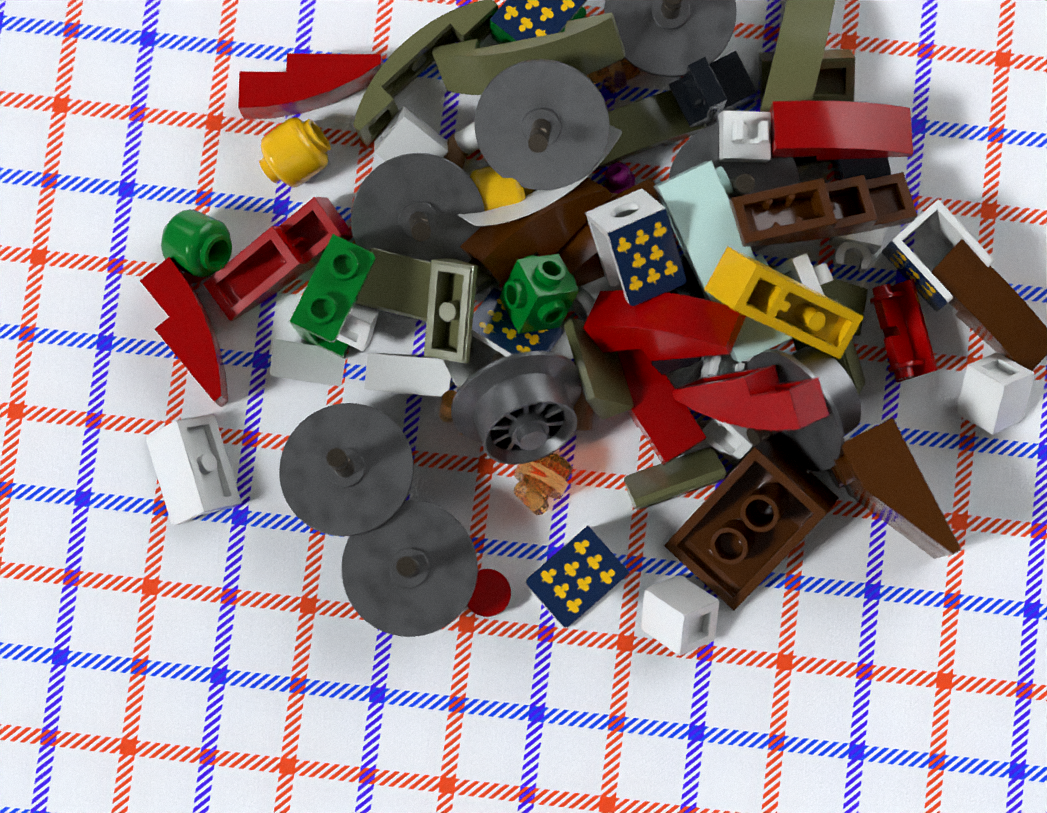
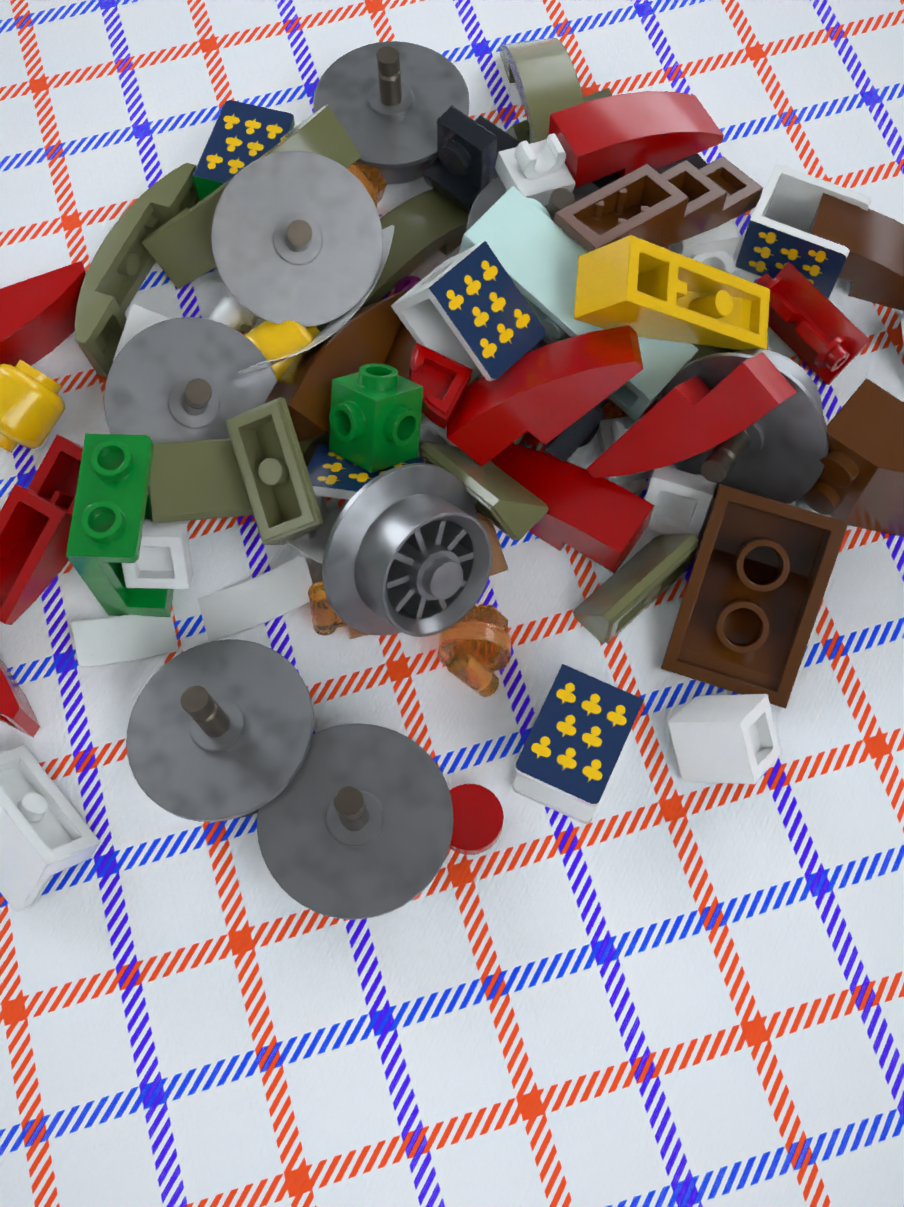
camera: 25 degrees left, 15 degrees down
(595, 283) = (441, 381): none -> red tile

